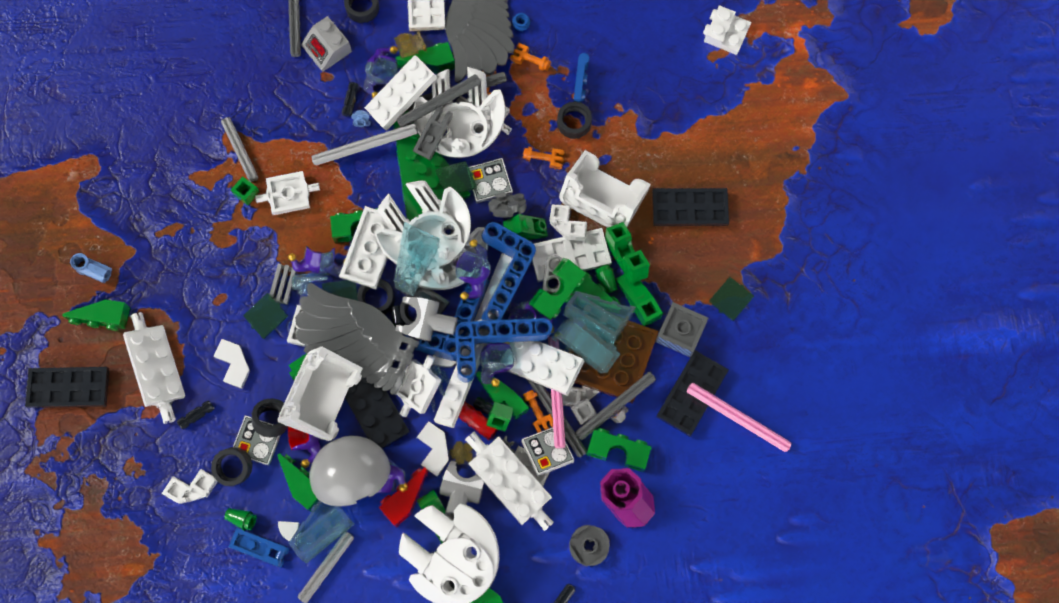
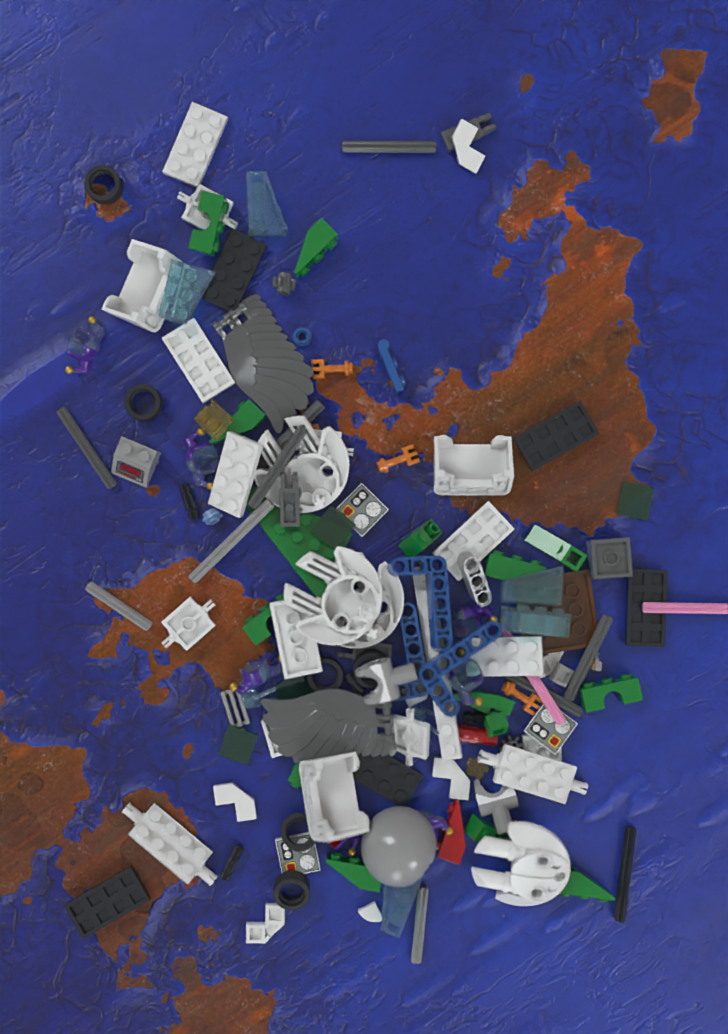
camera: 30 degrees left, 15 degrees up
(91, 268) = (59, 789): medium blue piece -> none
(103, 313) = (102, 820): green slope -> none
(243, 186) = (144, 647): green plate -> none
(243, 519) = (327, 926): green cone -> none
(258, 547) = (355, 941): blue plate -> none
(414, 258) = (348, 635): clear light blue wedge -> none
(474, 270) = (402, 611): piece -> none
(506, 205) = (388, 522): dark grey plate -> none
(568, 229) = (460, 519): white tile -> none
(569, 277) = (485, 603): green arch -> none
(574, 107) = (406, 423): black tyre -> none
(588, 557) = (638, 783): dark grey plate -> none
(607, 279) = (517, 544): green cone -> none
(627, 497) = (641, 734): magenta brick -> none
(632, 263) = (516, 510): green arch -> none
(726, 30) = (498, 238): white plate -> none

